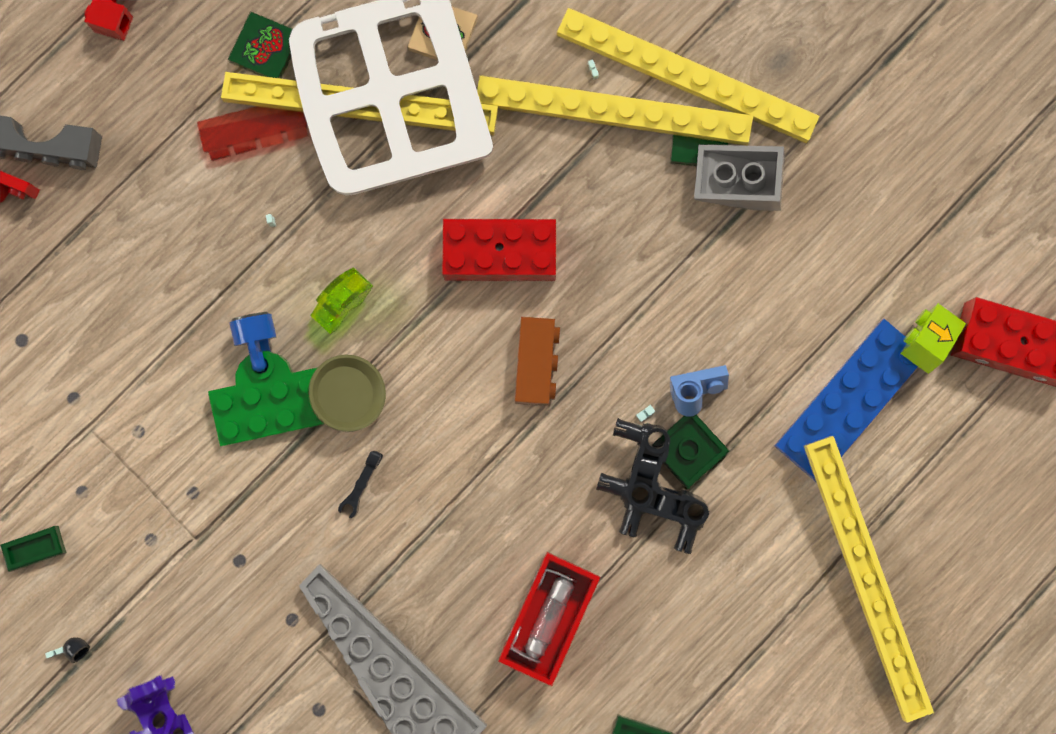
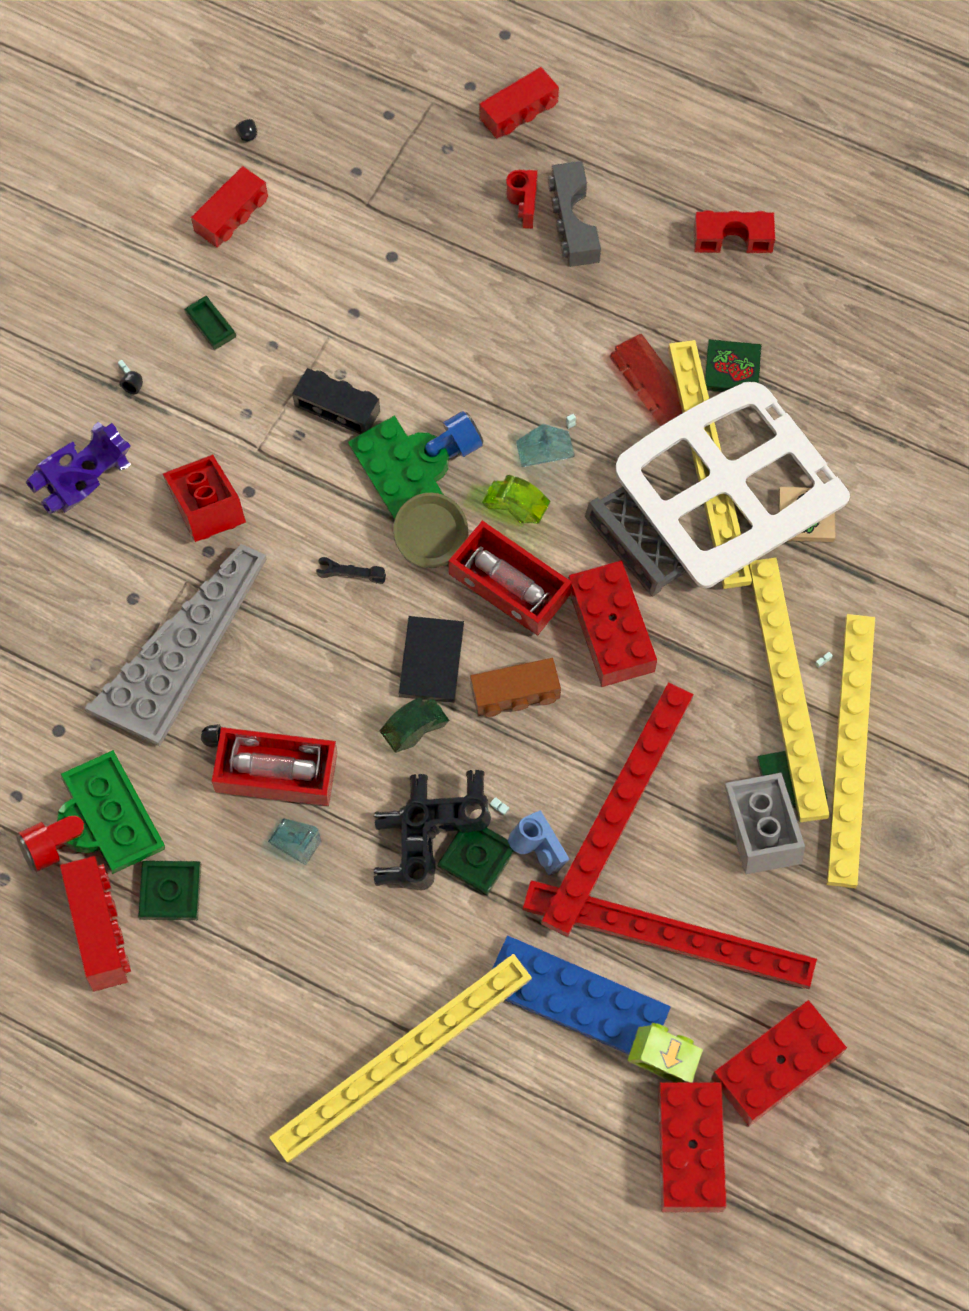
camera: 70 degrees right, 15 degrees down
(170, 444) = (336, 401): none -> black brick
(233, 609) = (205, 498): none -> red slope
(289, 254) = (544, 445): none -> clear light blue slope
(419, 211) = (625, 543): none -> dark grey fence
(423, 331) = (509, 577): none -> red piece
(478, 432) = (431, 659): none -> black tile
(493, 669) = (211, 735): none -> black hinge
(544, 469) = (412, 722): none -> clear green brick
(624, 618) = (296, 839): none -> clear light blue slope
(686, 305) = (617, 810): none -> red plate
(816, 299) = (682, 938): none -> red plate
(964, 240) = (779, 1062): none -> red piece

